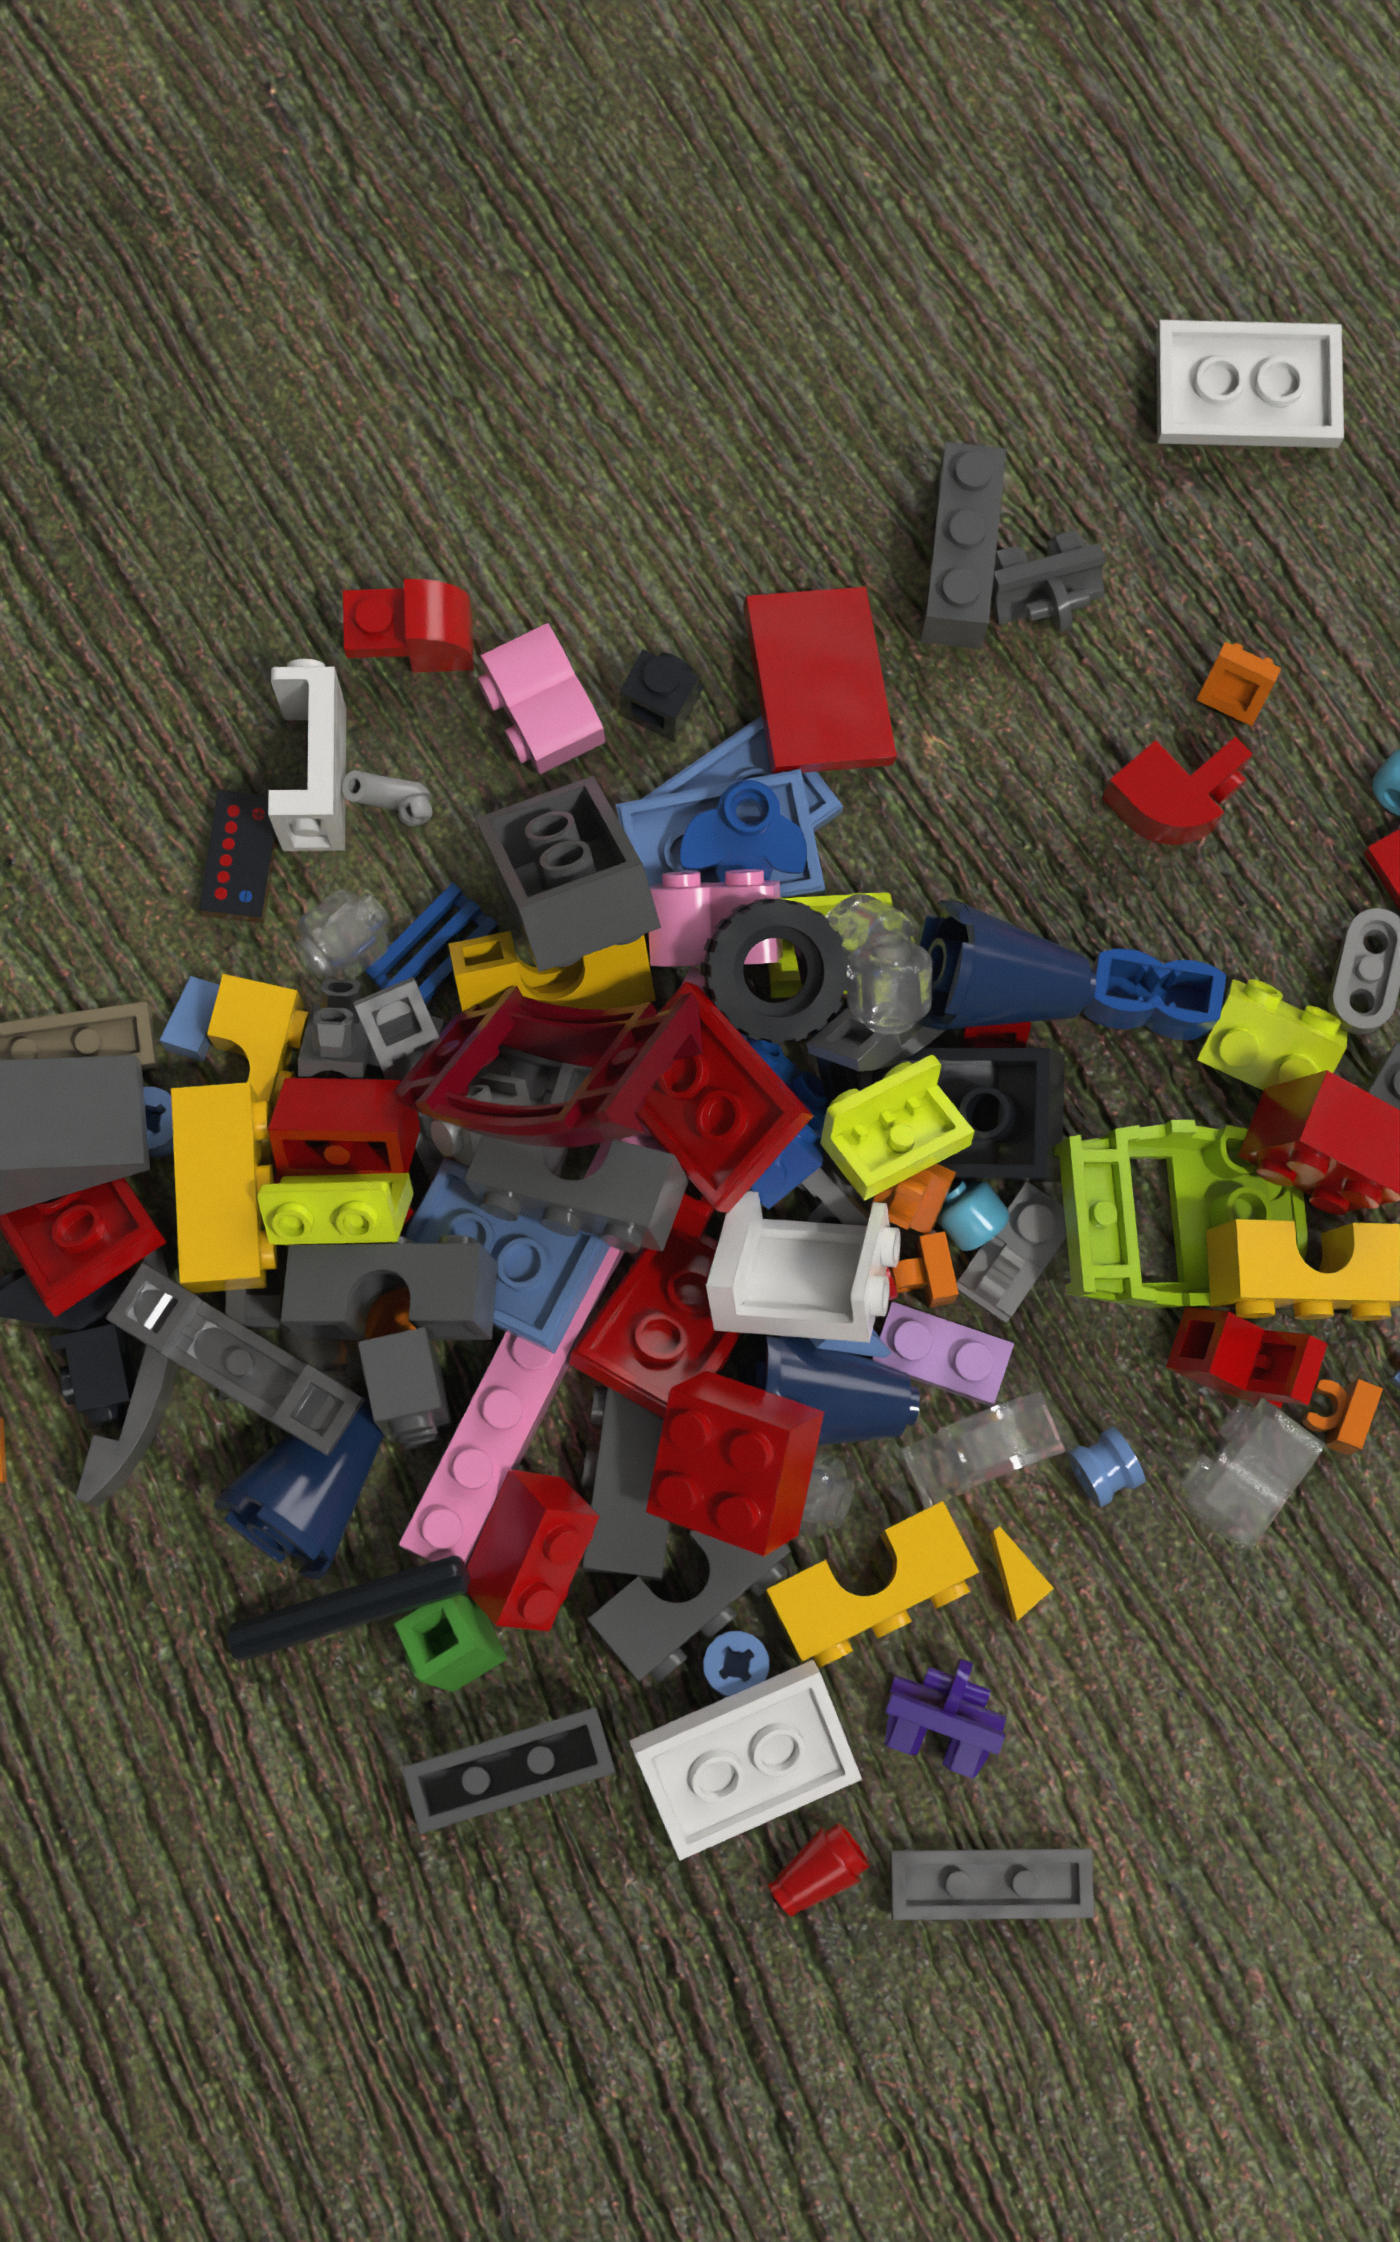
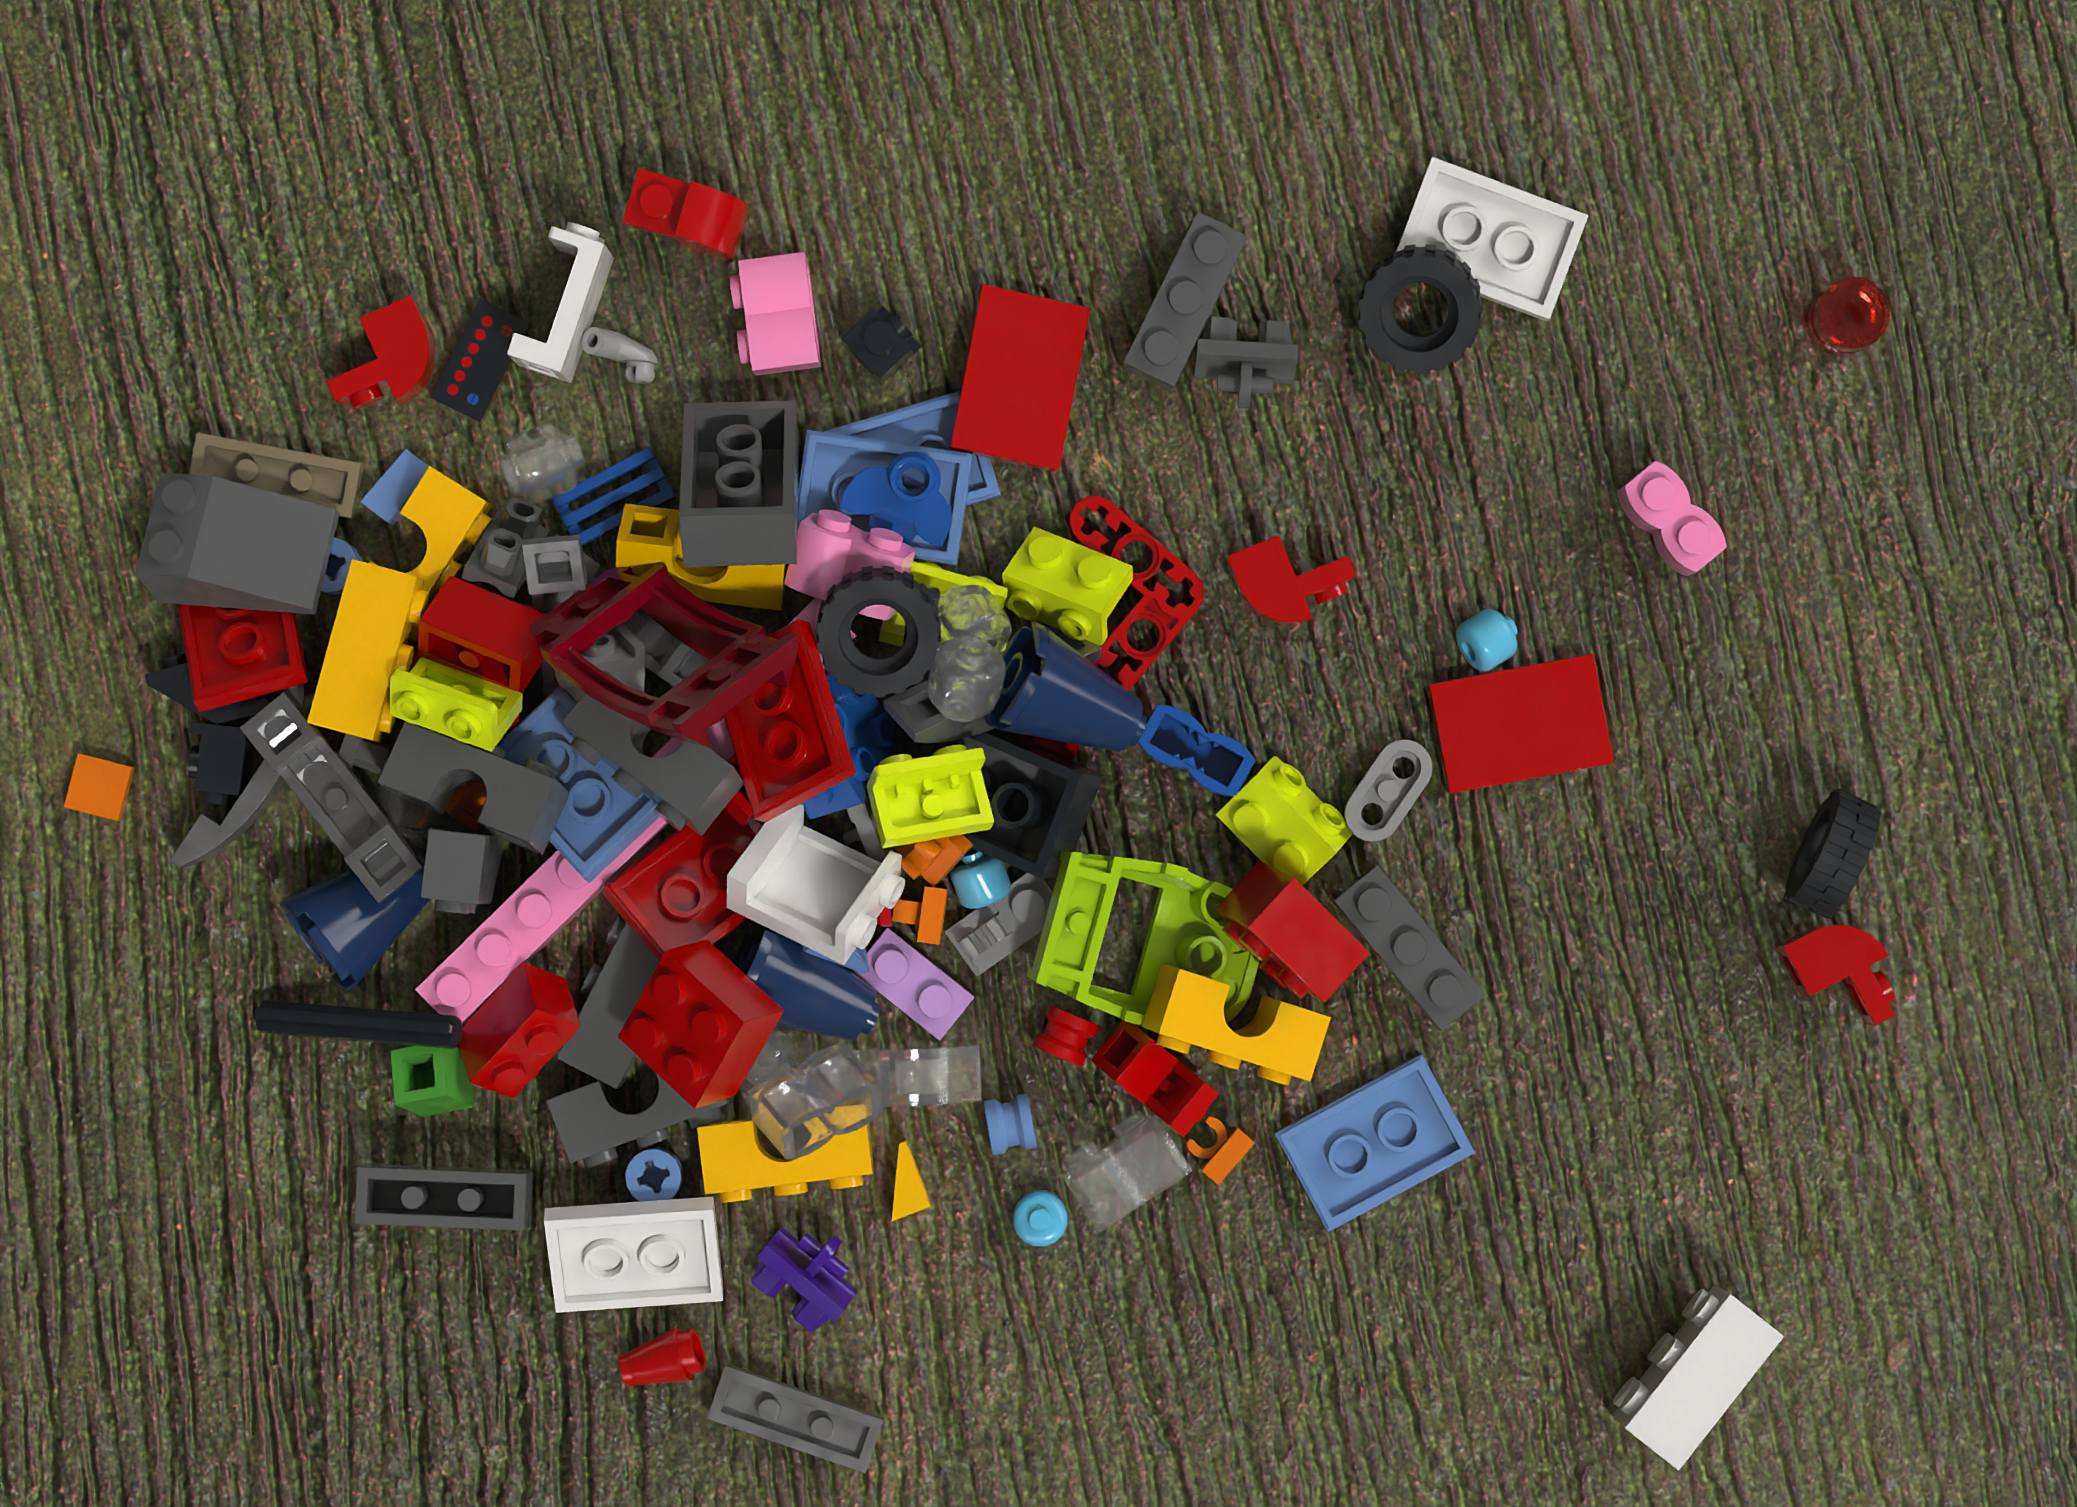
camera: 20 degrees right, 10 degrees up
(154, 880) = (403, 356): none -> red brick
(889, 1509) = (815, 1101): none -> clear brick
(950, 865) = (1065, 585): none -> neon yellow bracket
(1046, 864) = (1153, 604): none -> red beam
(1129, 1348) = (1066, 1035): none -> red wheel
(1175, 1561) = (1040, 1218): none -> medium azure piece
(1239, 683) = (1375, 504): orange tile -> none
(1256, 476) = (1413, 351): none -> black tyre

